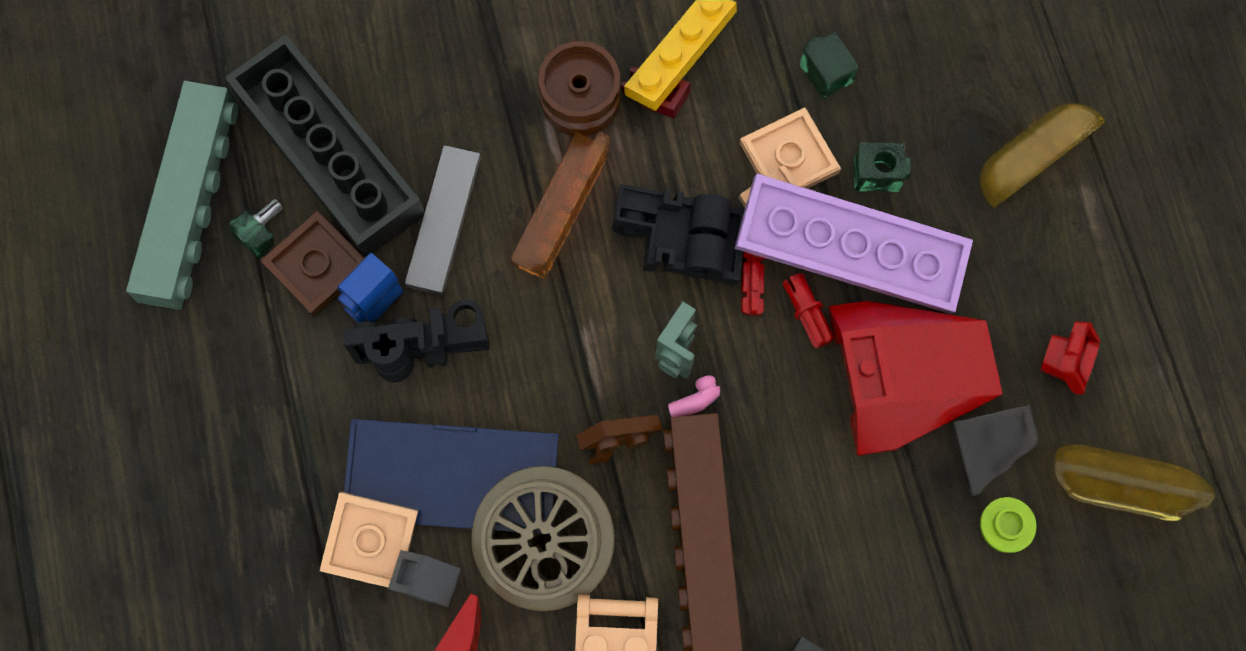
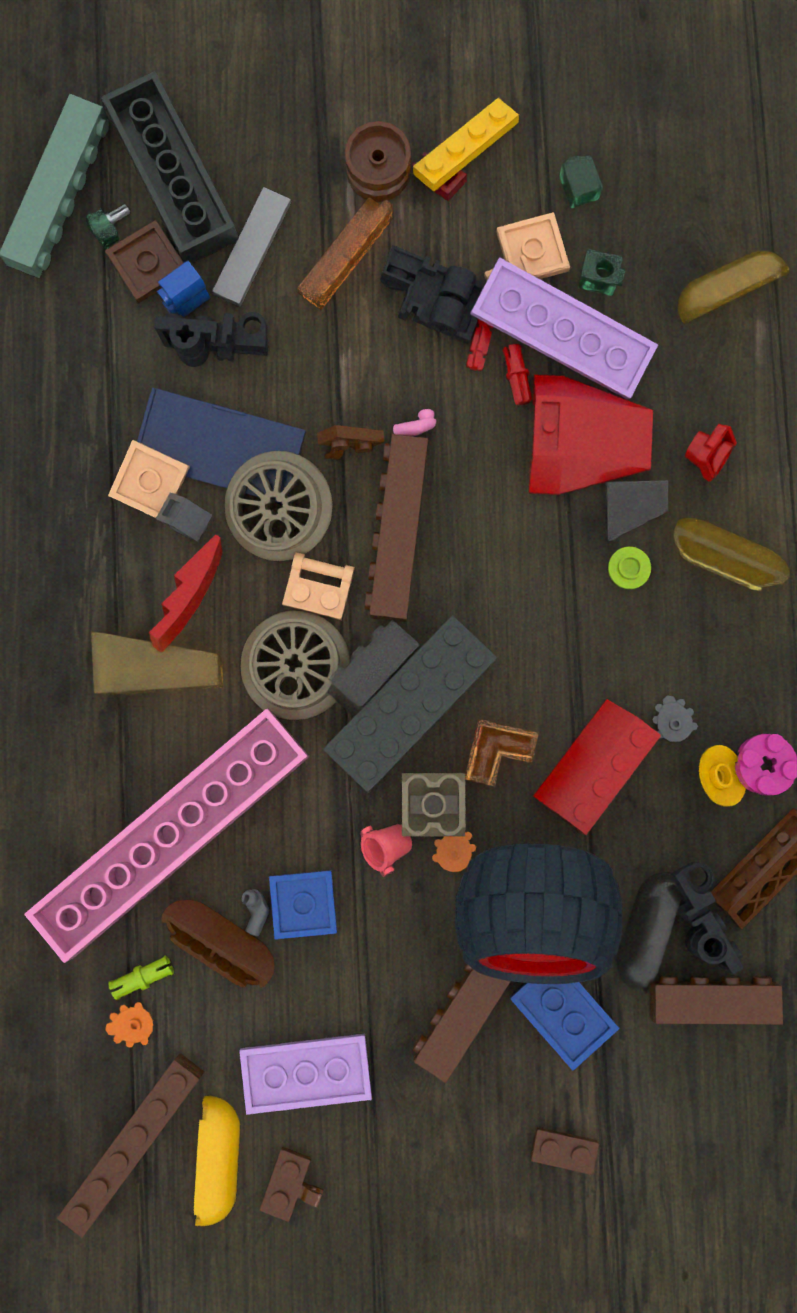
camera: 15 degrees right, 10 degrees up
(675, 340) = (408, 377): sand green bracket -> none

